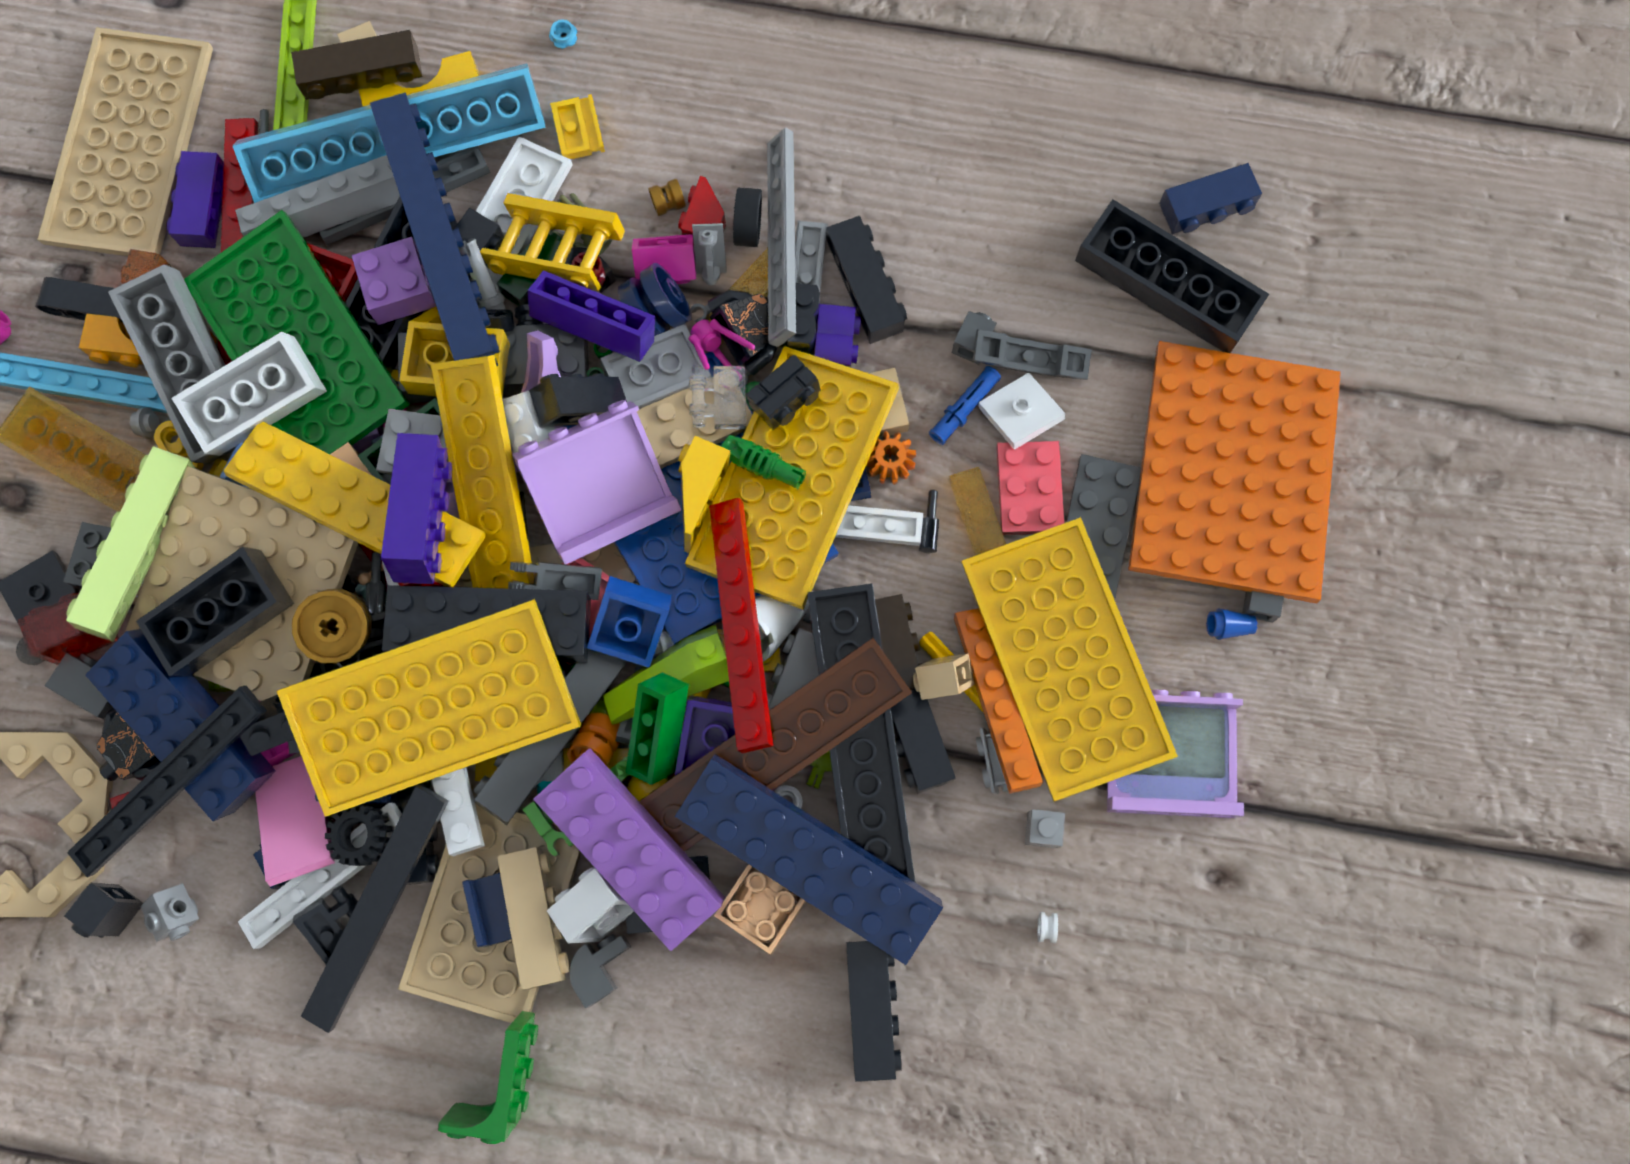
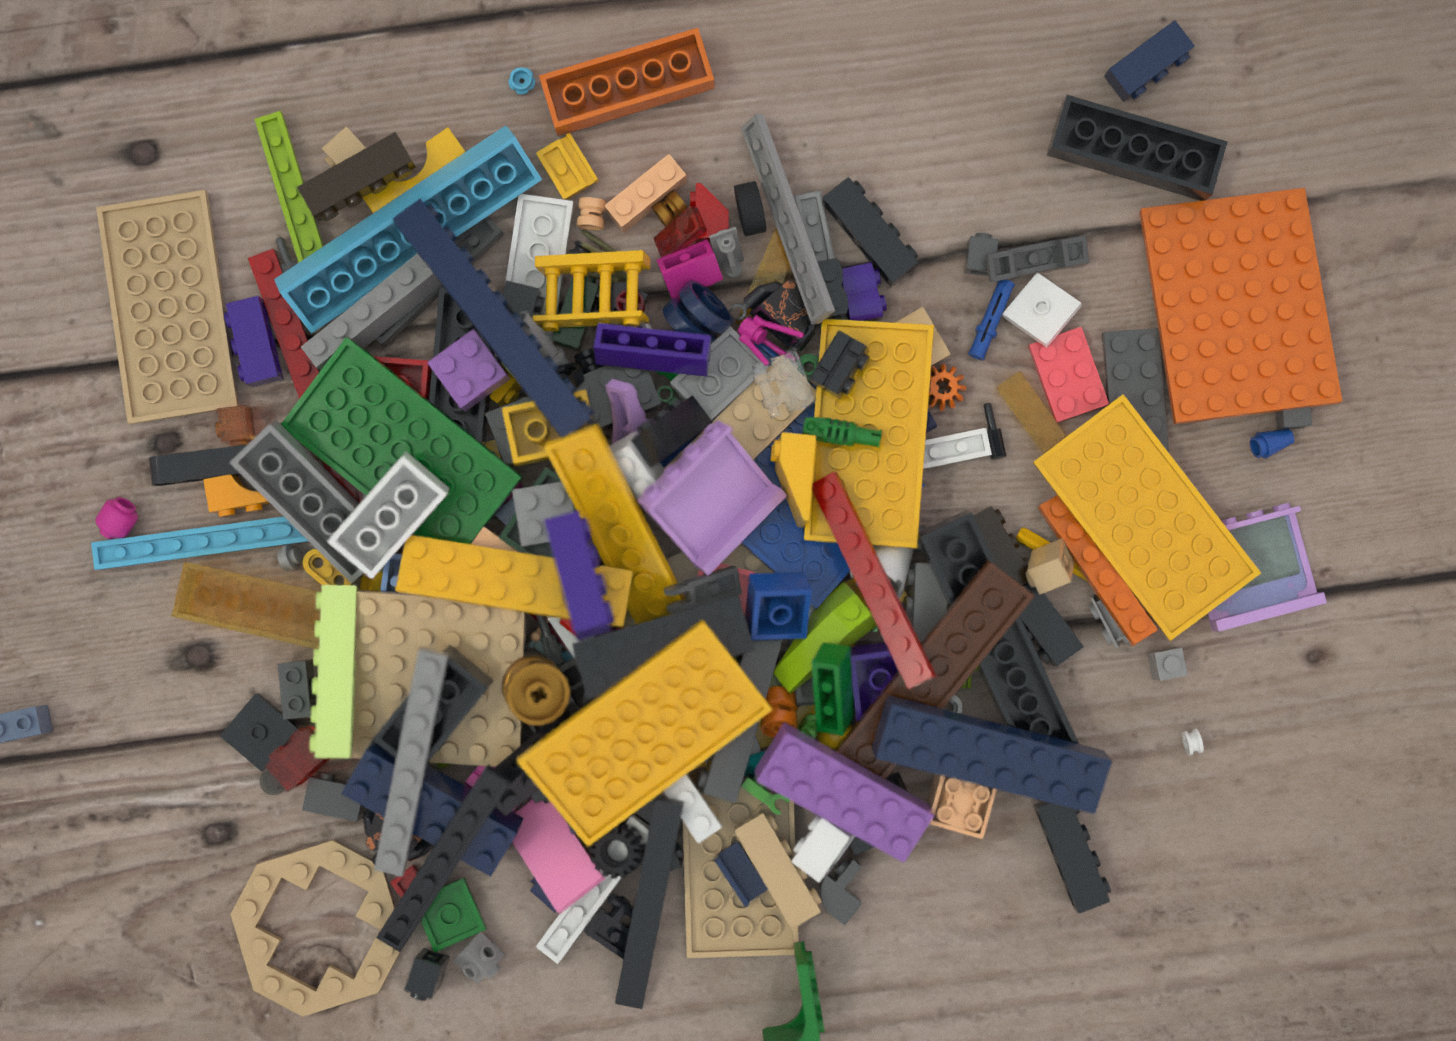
camera: 15 degrees left, 10 degrees up
(160, 856) = (452, 916): none -> green plate
(165, 659) = (411, 761): none -> light grey plate
(585, 177) = (591, 213): none -> light nougat wheel
(631, 177) = (646, 191): none -> light nougat brick
(665, 62) = (627, 81): none -> orange brick
(669, 218) = (680, 232): none -> clear red plate

